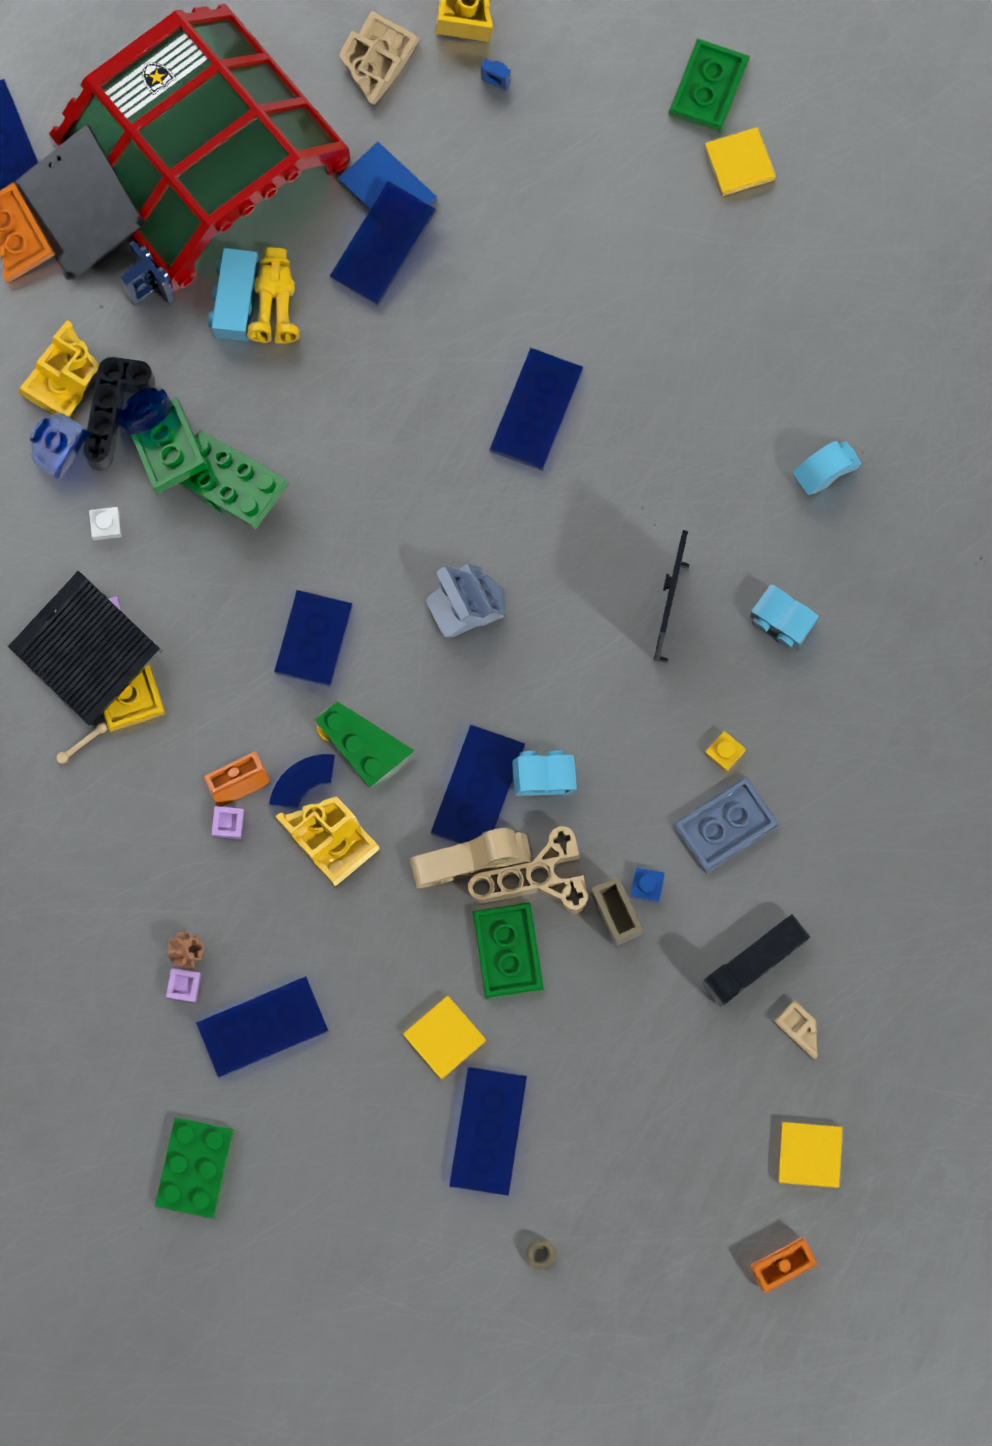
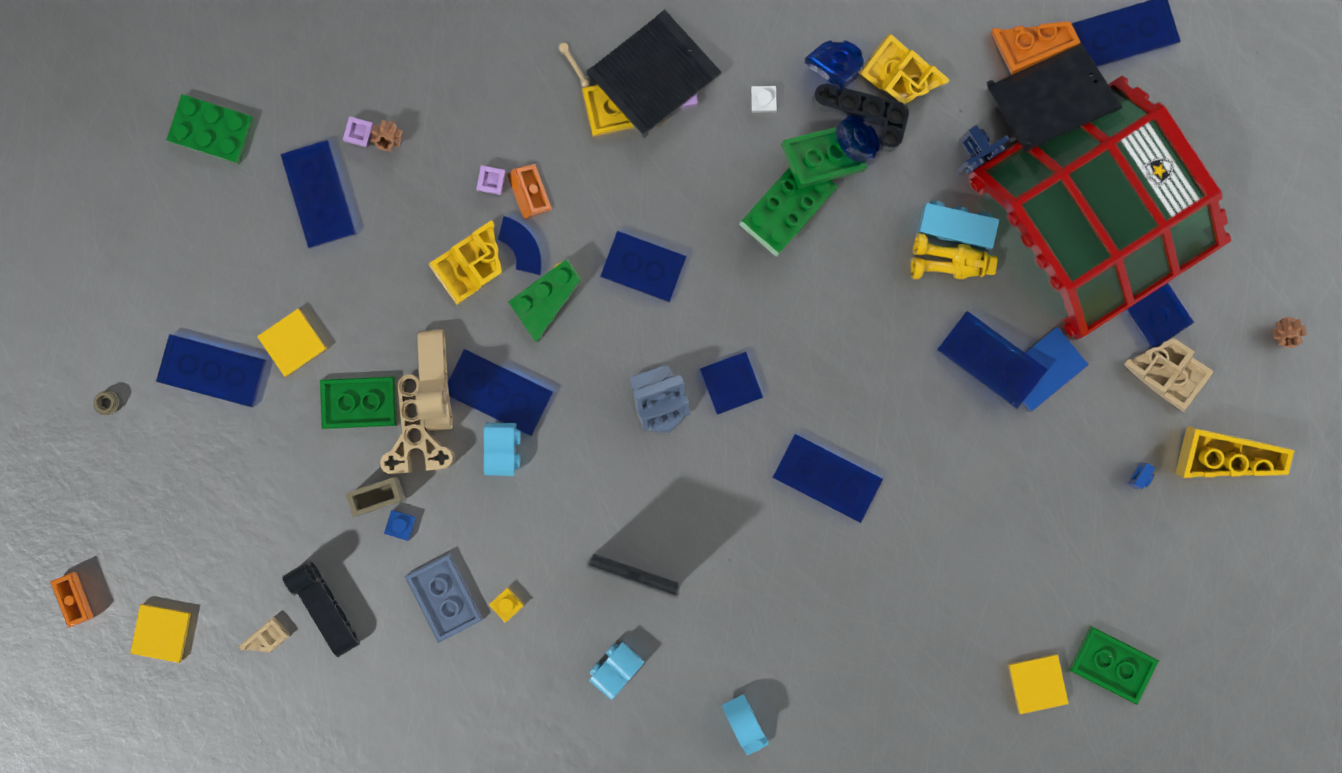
camera: 90 degrees right, 10 degrees up
(317, 72) = (1159, 316): none -> clear blue tile
(439, 525) = (731, 383): none -> clear blue tile

